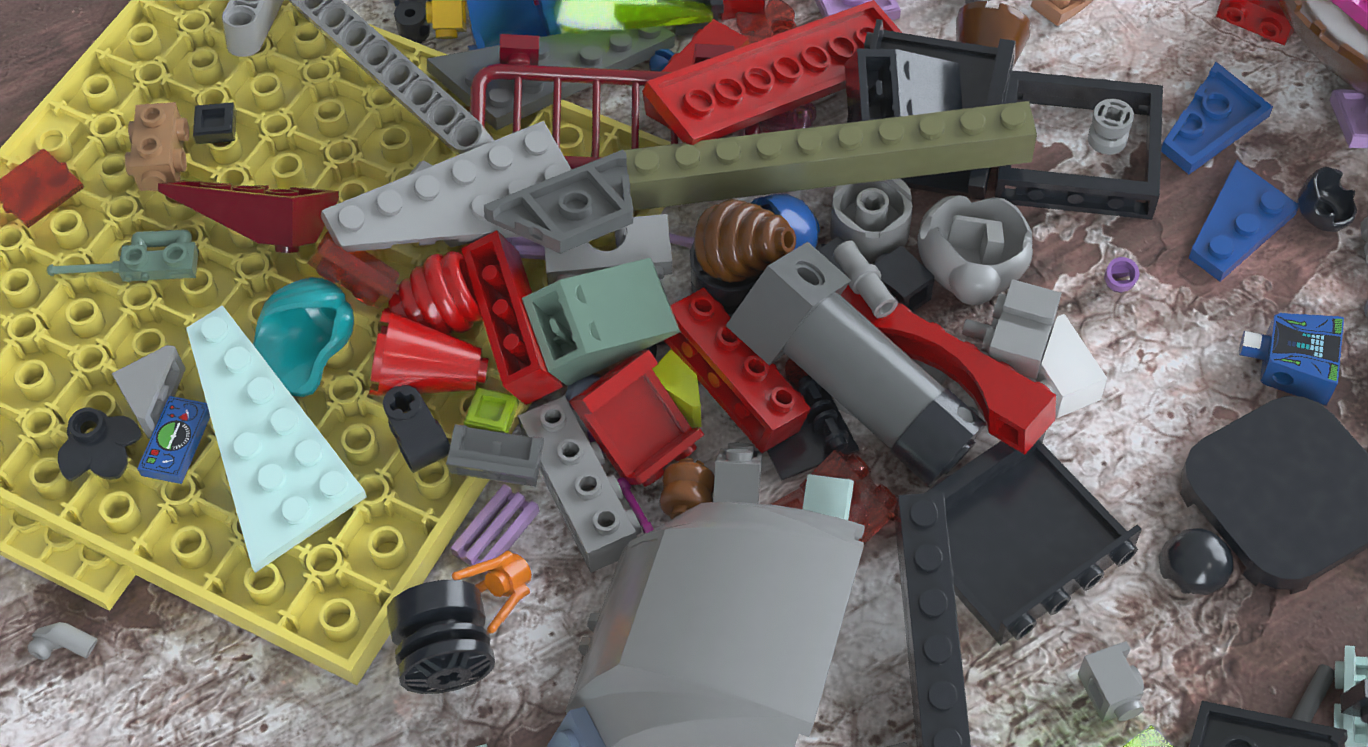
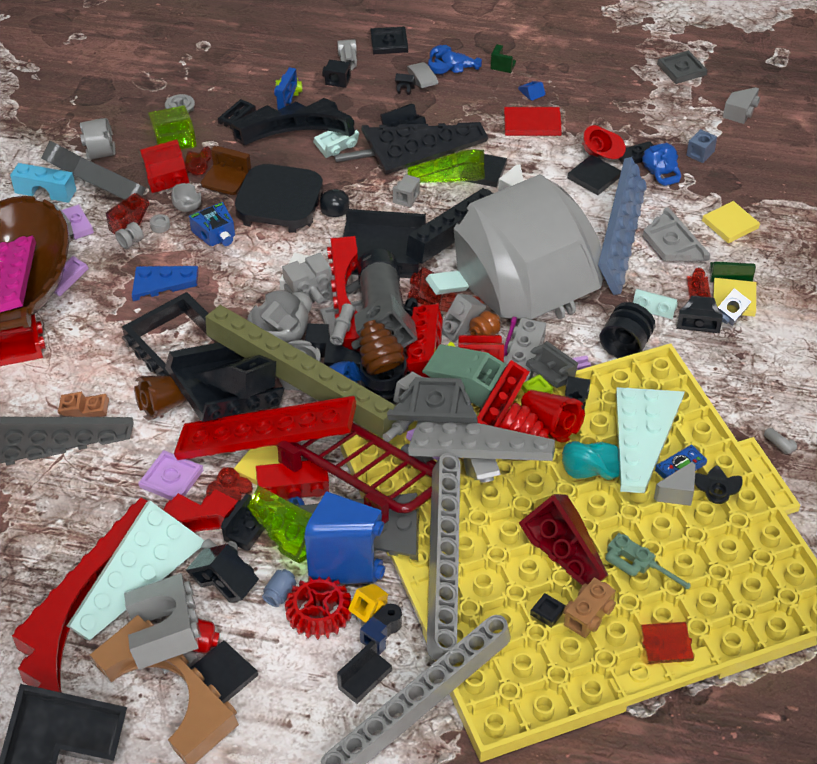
camera: 140 degrees left, 10 degrees down
(357, 271) = (561, 456): clear red bracket -> none
(505, 577) = (582, 344): orange plant -> none
(1110, 126) = (172, 315): light grey wheel -> none
(1120, 268) = (234, 289): medium lavender hinge -> none
(1214, 120) = (113, 314): blue wing -> none
(1326, 202) = (128, 258): black hair -> none

